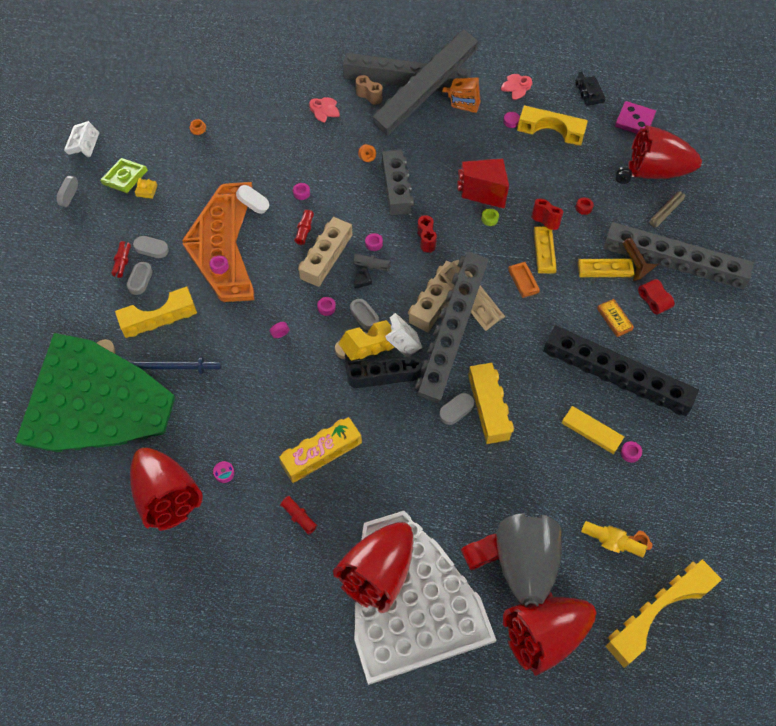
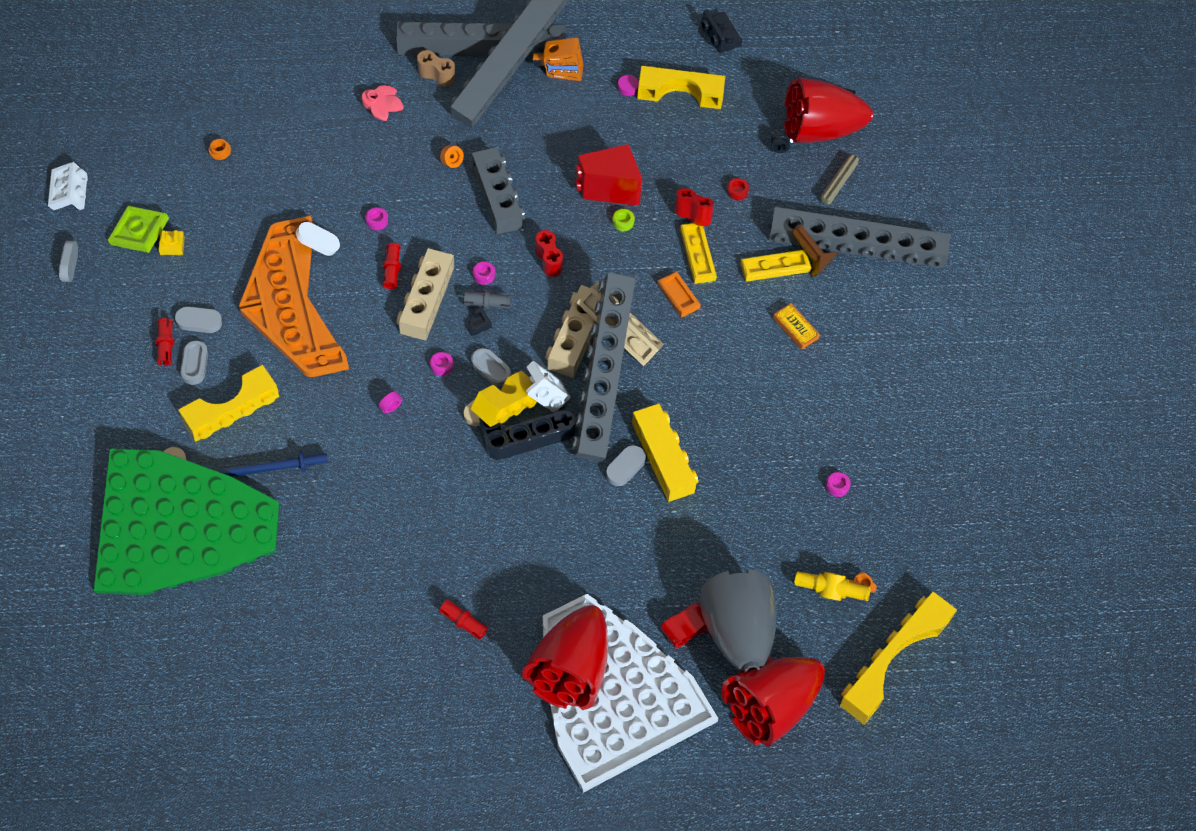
camera: 15 degrees left, 0 degrees up
(162, 489) = (295, 614): red cylinder -> none
(219, 264) = (295, 331): dark pink tile -> none
(223, 472) = (361, 585): tile -> none
(320, 449) = (472, 539): yellow brick -> none
(517, 85) = (626, 38): coral plate -> none
(592, 430) = (789, 465): yellow tile -> none
(629, 370) = (821, 386): black brick -> none
(634, 117) = (783, 63): dark pink tile -> none
(656, 296) = (841, 293): red axle -> none

